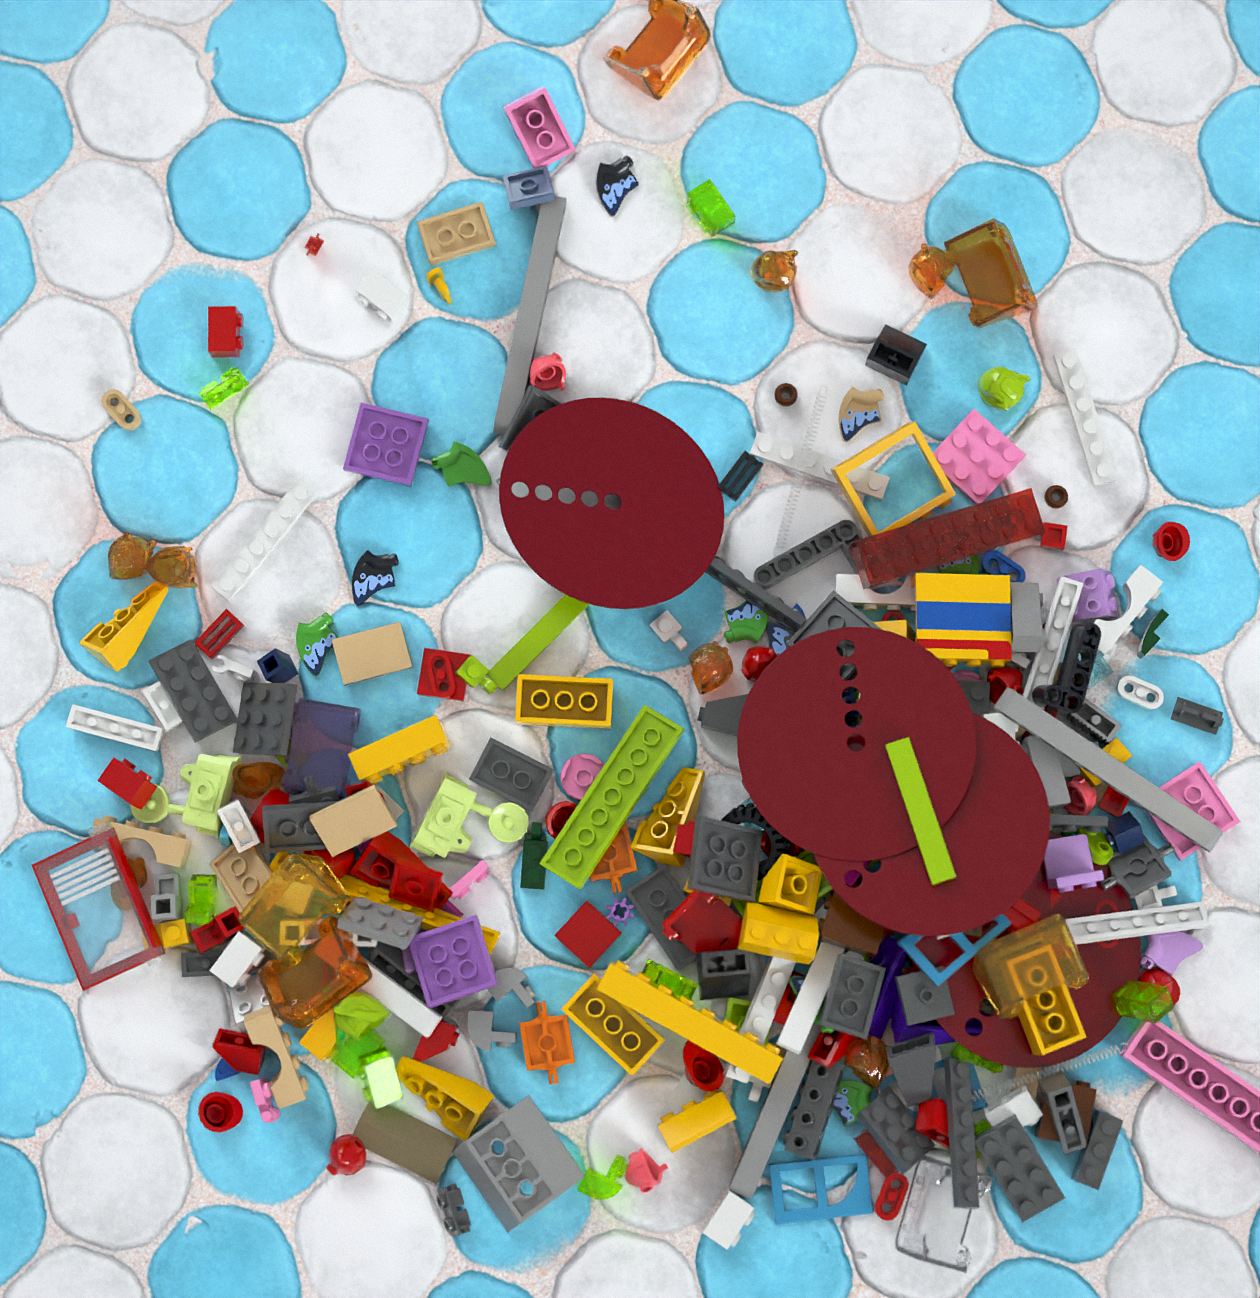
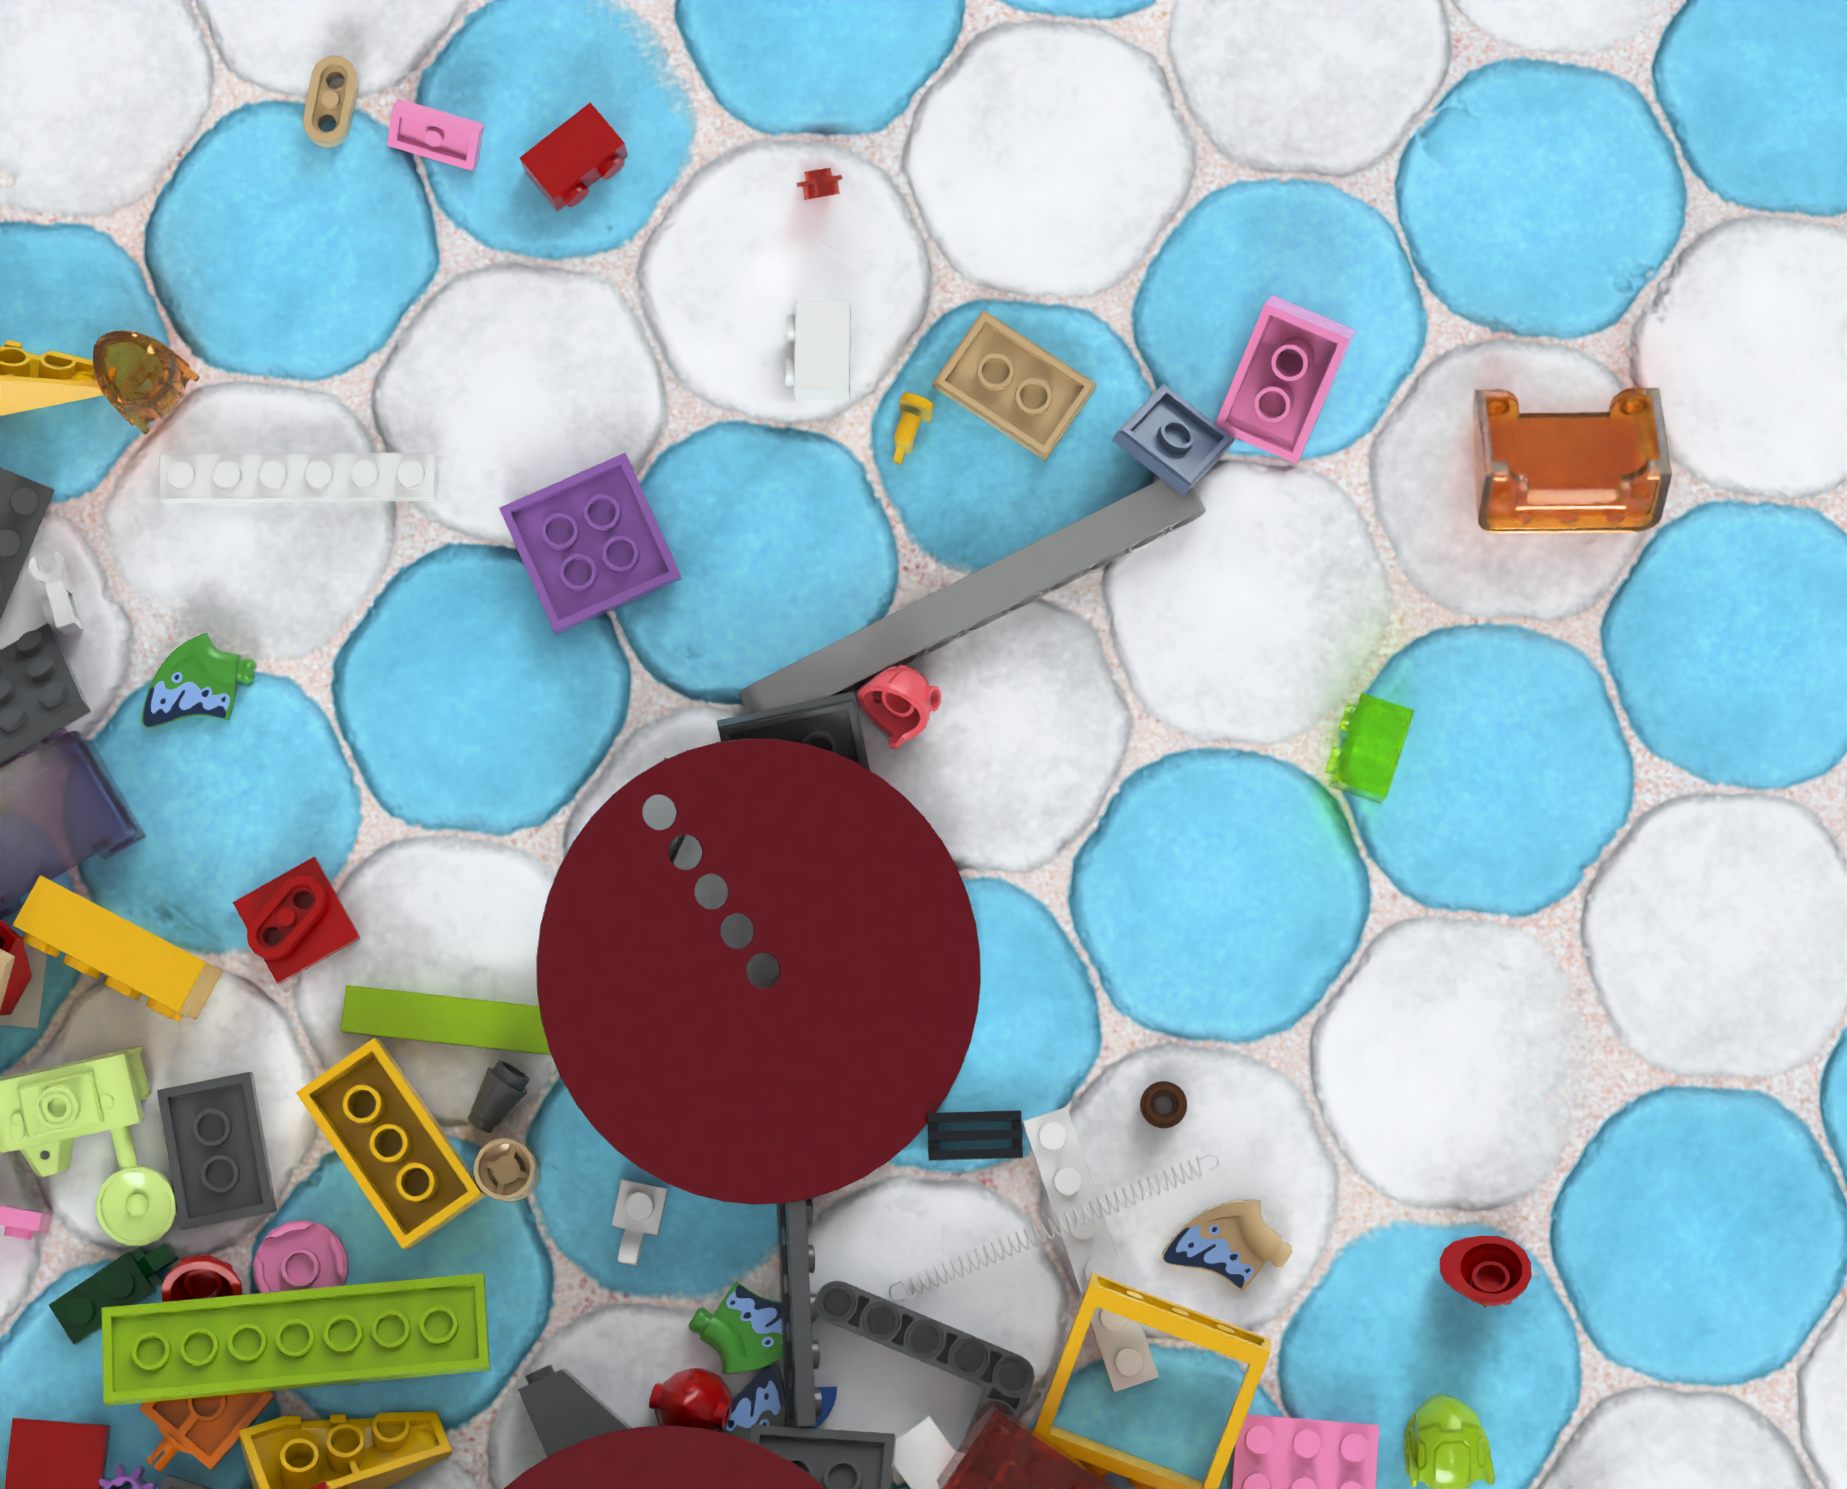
camera: 45 degrees right, 0 degrees up
(129, 556) = (109, 295): clear orange helmet -> none
(169, 379) = (435, 134): none -> bright pink plate
(215, 393) = (467, 221): clear neon green hinge -> none
(225, 640) = (136, 529): red tile -> none
(277, 666) = (106, 656): dark blue brick -> none
(372, 574) = (369, 686): arm -> none
(372, 653) = (243, 783): tan tile -> none
(462, 465) = (650, 687): bright green arm -> none
(474, 673) = (331, 966): lime plate -> none
(577, 647) = (498, 1094): none -> dark grey cone
(610, 664) = (507, 1170): none -> tan wheel
(614, 183) = (1292, 566): black arm -> none
(710, 667) = (626, 1331): clear orange helmet -> none
(774, 270) = (1349, 930): clear orange helmet -> none
(895, 354) = (1368, 1230): black slope -> none
(930, 269) = (1549, 1177): clear orange helmet -> none
(946, 320) = (1486, 1269): none -> red piece
(991, 273) = (1623, 1283): clear orange windscreen -> none

